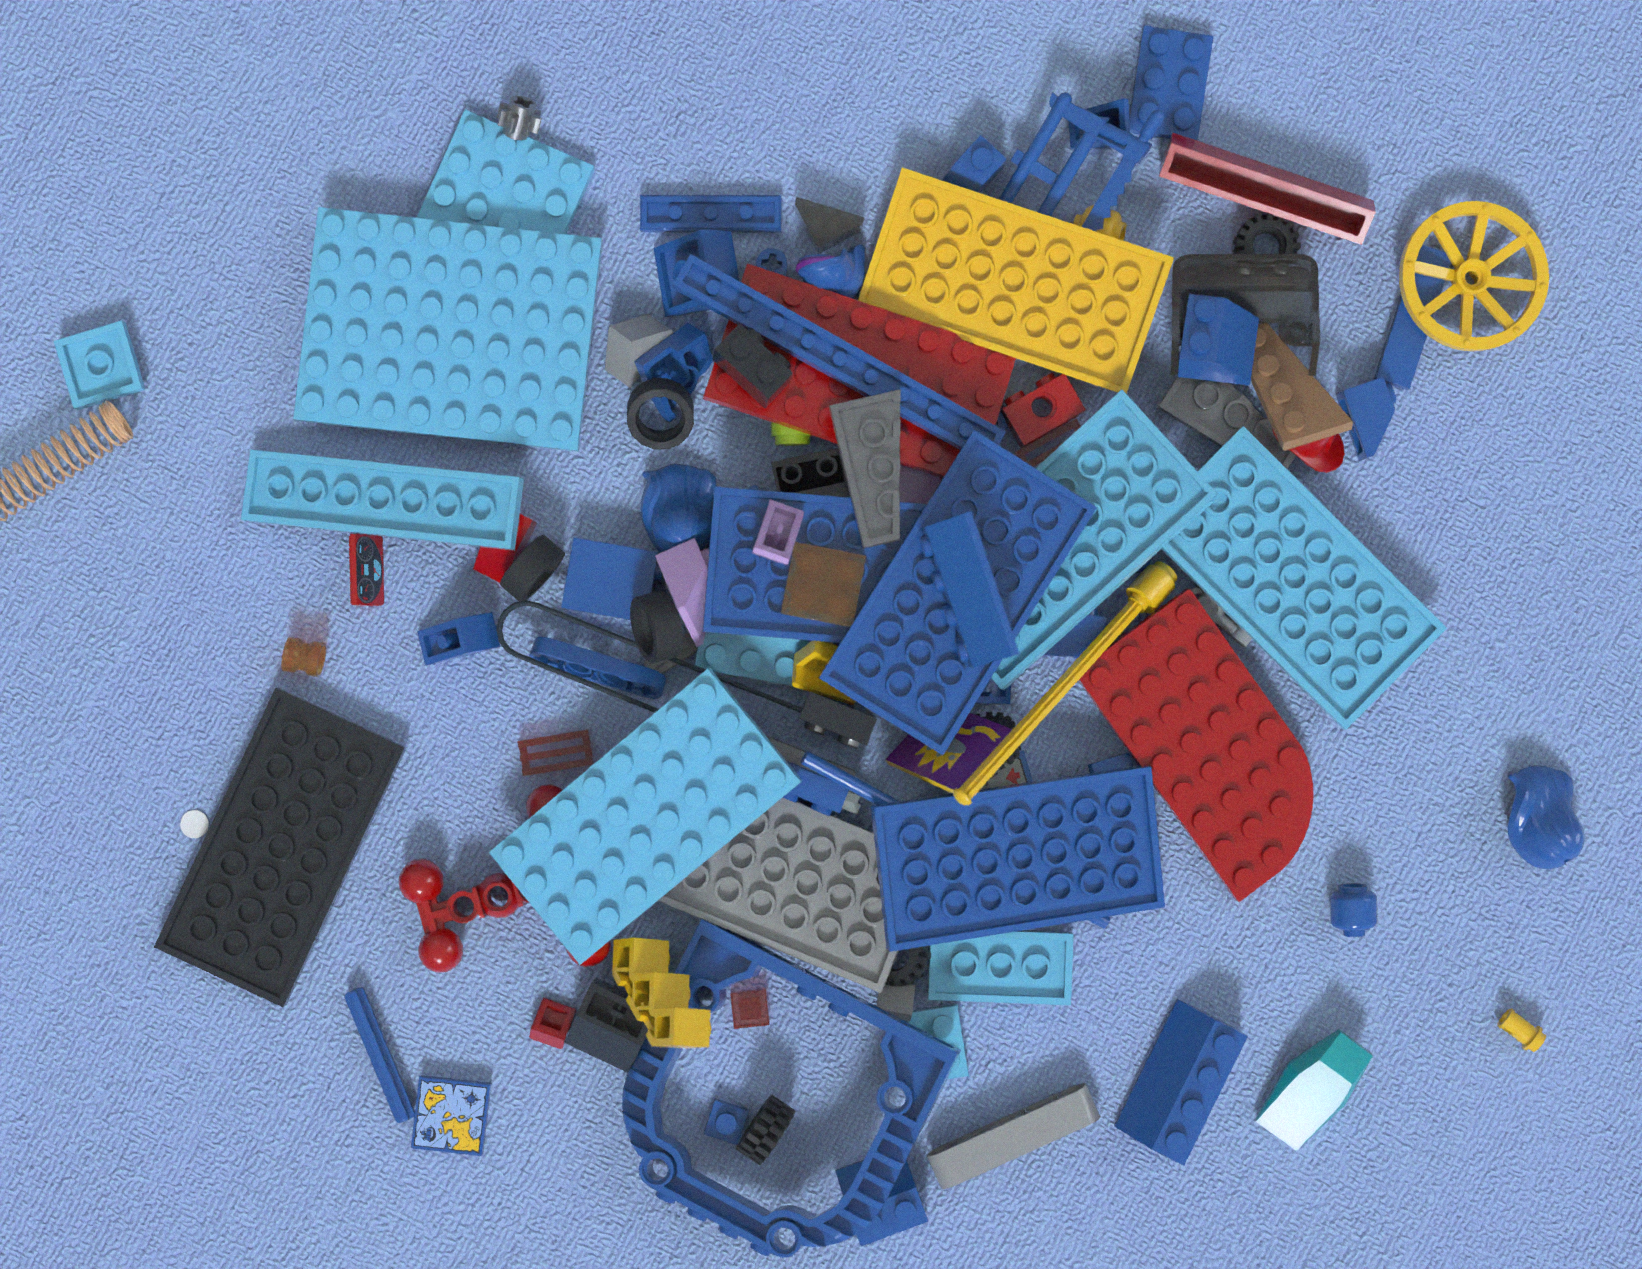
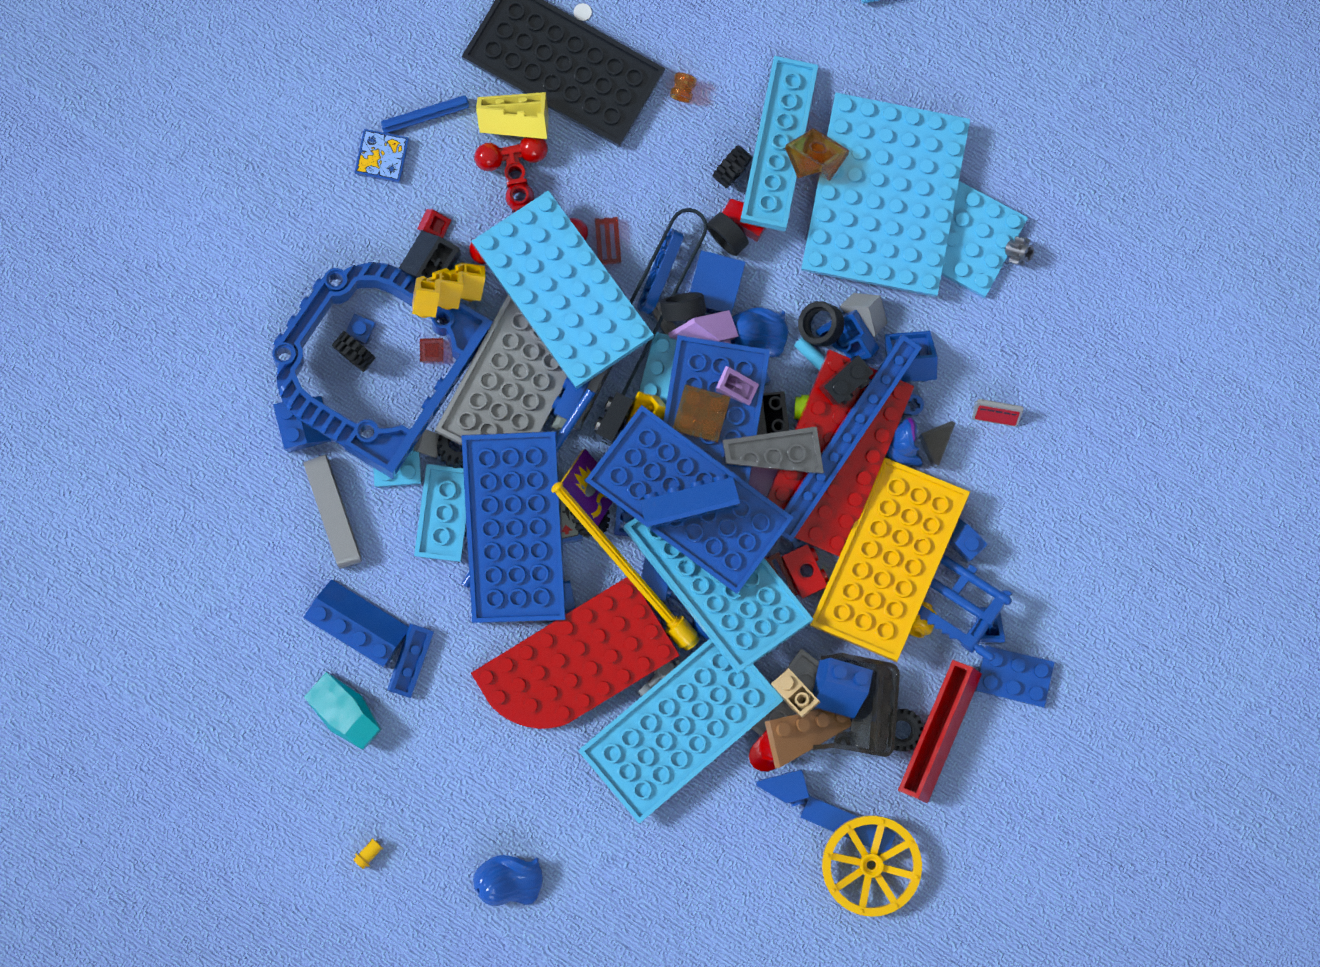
camera: 90 degrees right, 5 degrees down
(366, 570) = (735, 131): slope -> none
(371, 916) = (514, 115): none -> light yellow wedge
(397, 440) = (815, 154): none -> clear orange slope
(424, 570) = (732, 166): none -> black tyre
(458, 638) = (686, 185): blue slope -> none
(706, 426) = (810, 352): none -> medium azure hinge
(711, 212) = (949, 369): blue tile -> none
(773, 136) = (997, 412): none -> slope
(1229, 995) = (410, 660): none -> blue plate
(1236, 407) = (795, 693): none -> tan slope
(1353, 909) = (458, 747): blue head -> none

